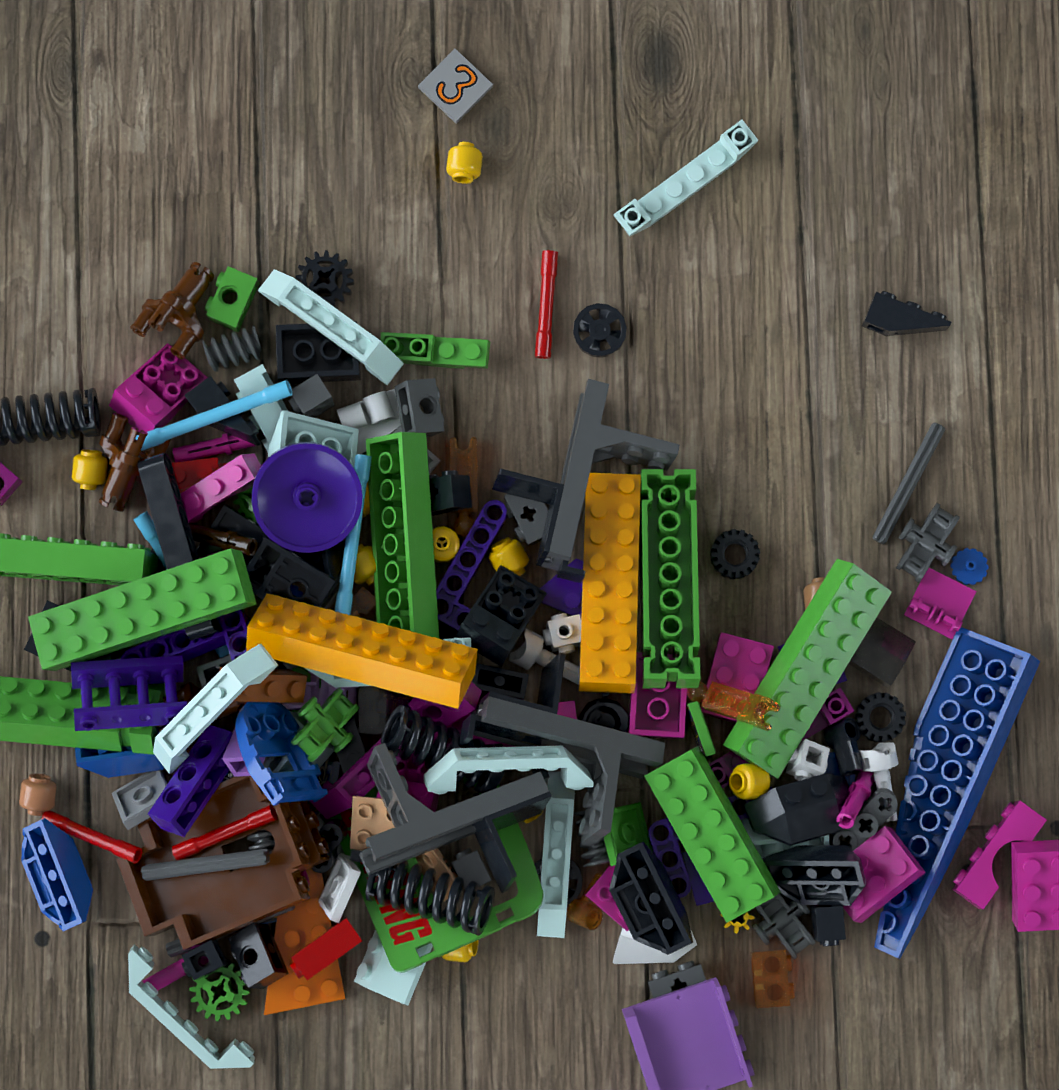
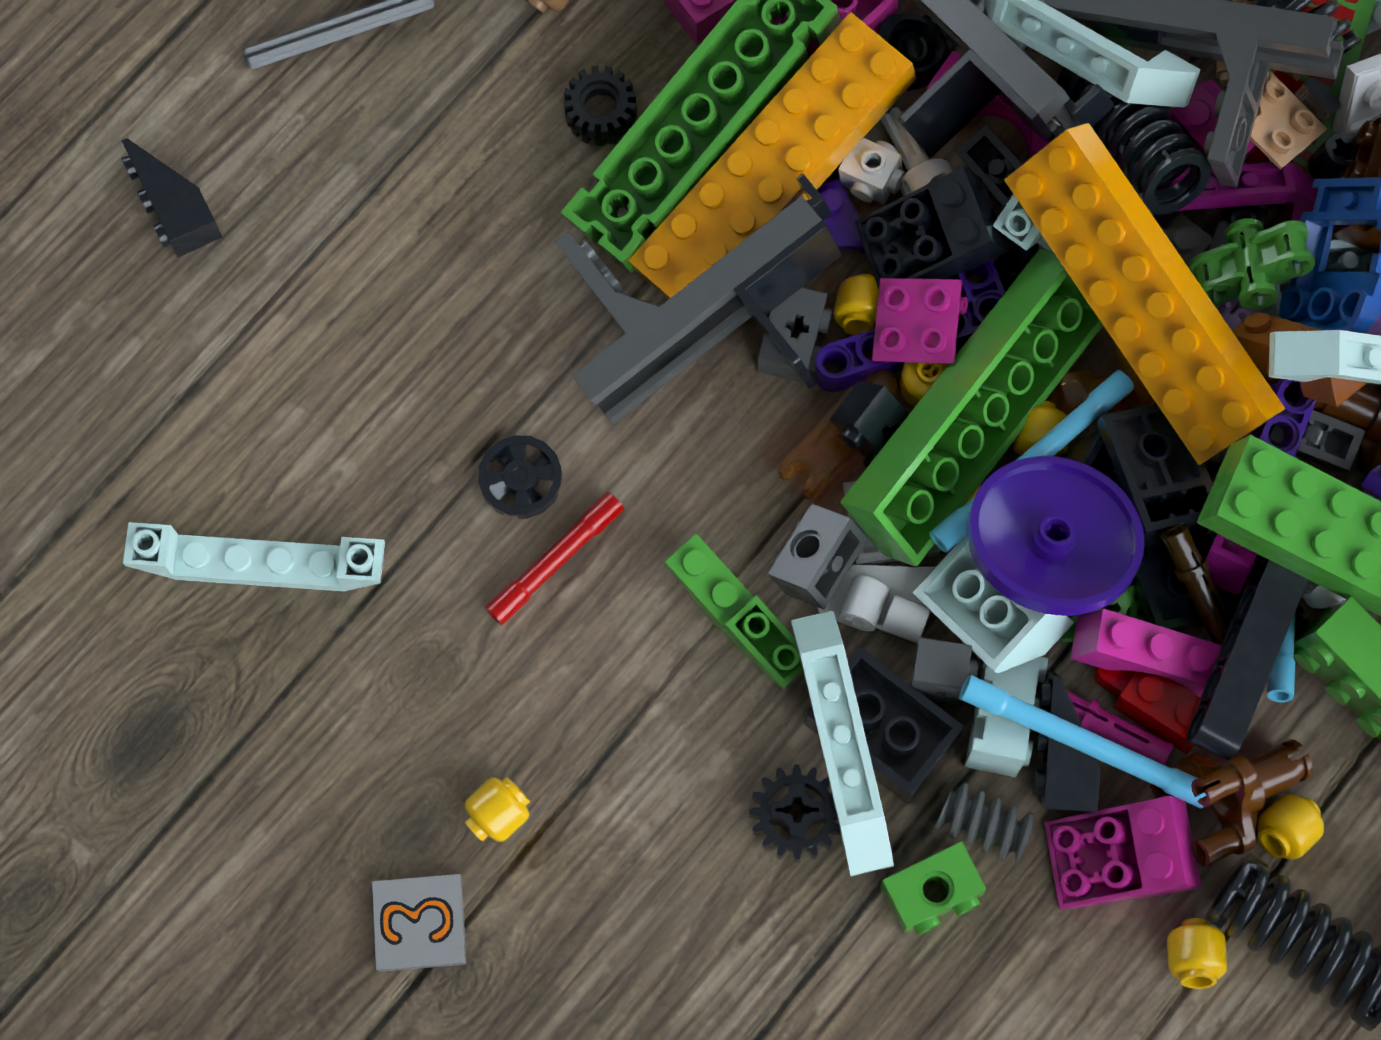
camera: 135 degrees left, 10 degrees down
(86, 371) = (1197, 954): none -> yellow head
(178, 309) = (1016, 931): reddish brown wheel -> none
(467, 560) = (918, 320): none -> dark pink hinge

